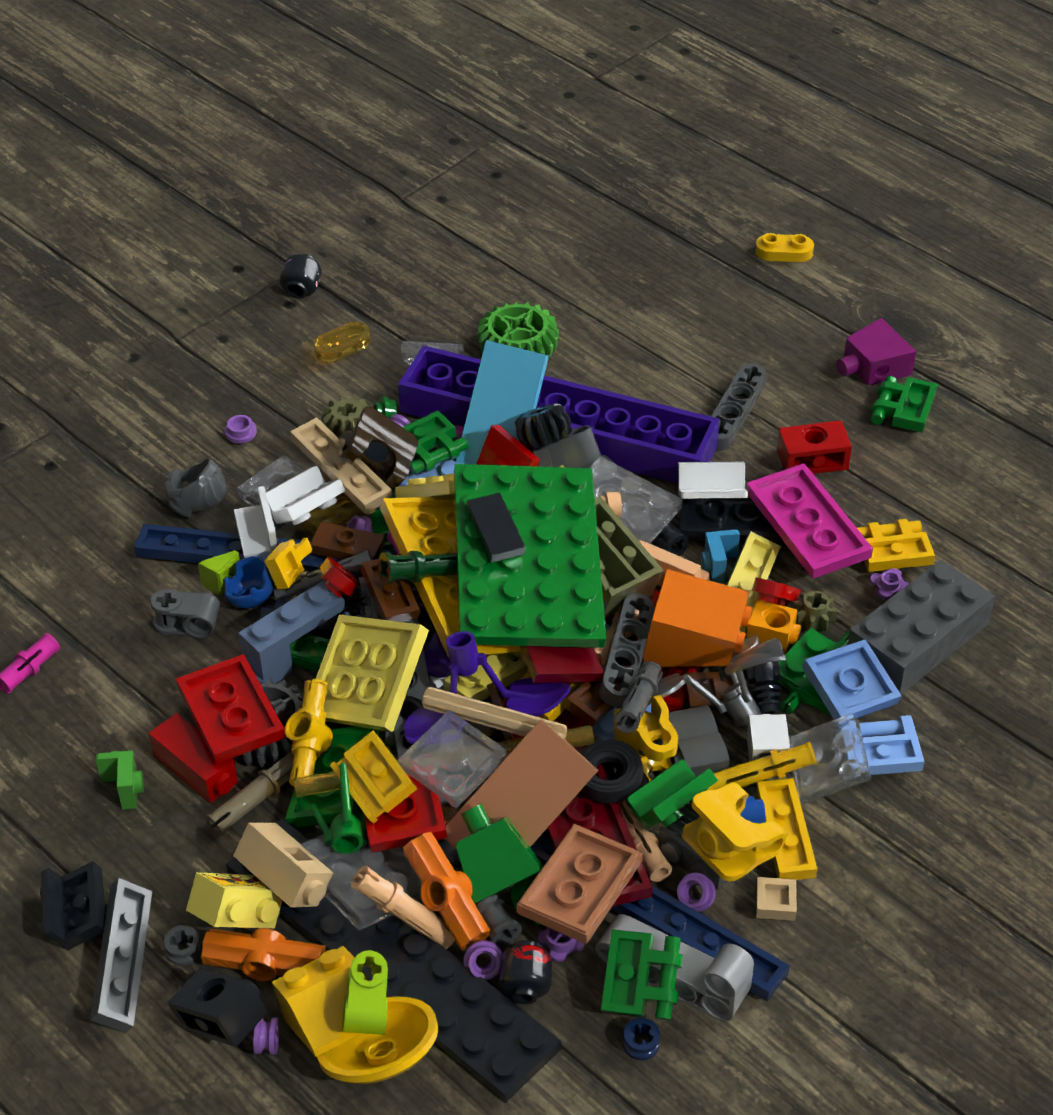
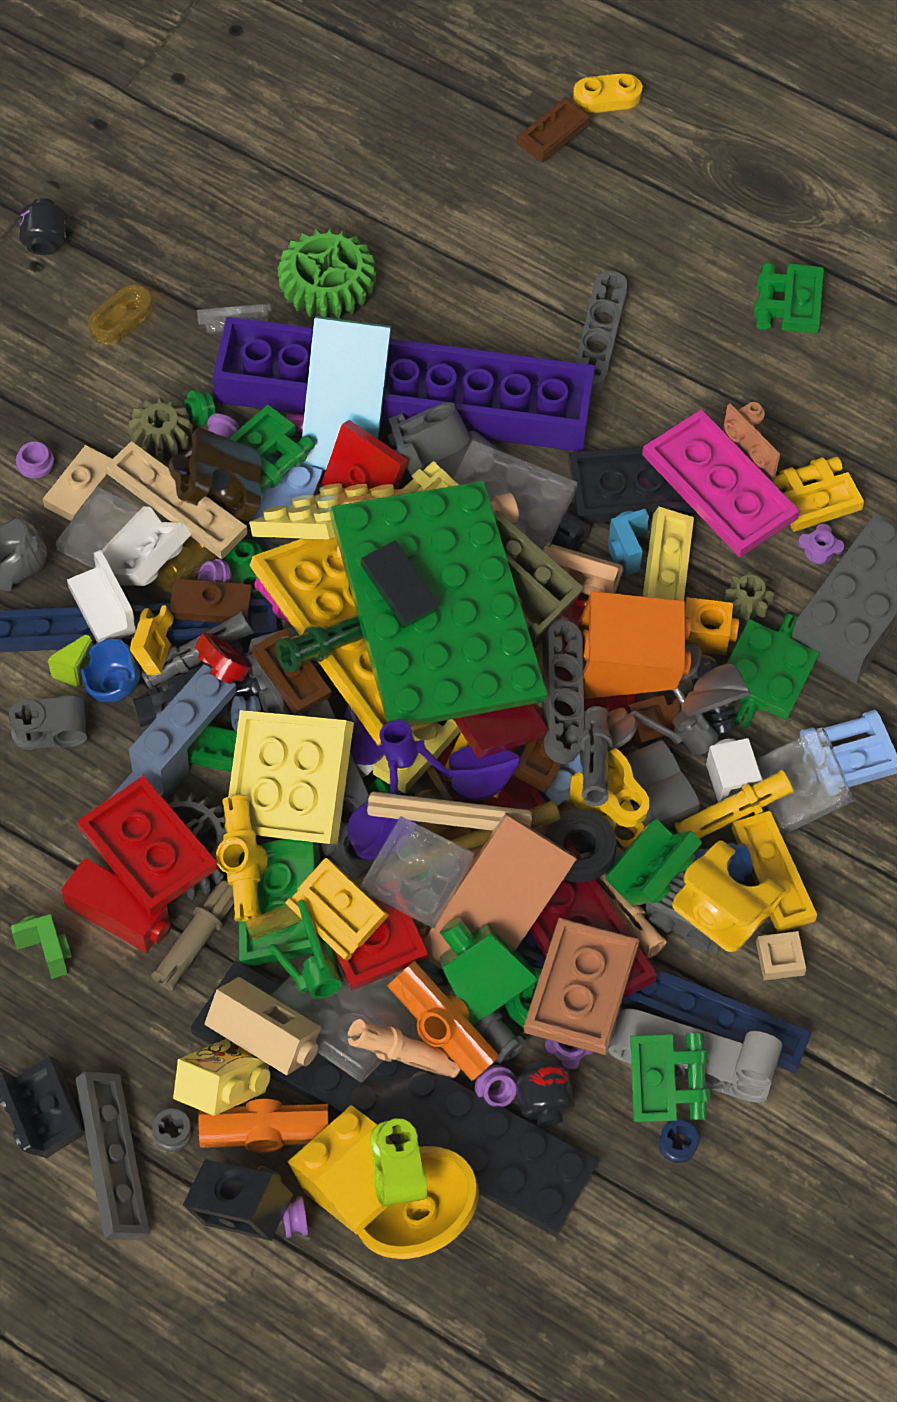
camera: 15 degrees left, 15 degrees up
(268, 450) = (78, 483): none -> tan plate
(543, 426) = (402, 416): black gear -> none
(686, 887) = (689, 972): medium lavender plate -> none
(711, 480) = (604, 451): white panel -> none
(732, 265) = (553, 130): none -> reddish brown plate
(775, 592) = (703, 581): red plate -> none
(818, 445) = (722, 378): red brick -> none
(839, 483) = (745, 431): none -> nougat hinge
(851, 680) = (808, 683): medium blue plate -> none
(877, 353) = (747, 235): magenta torso -> none

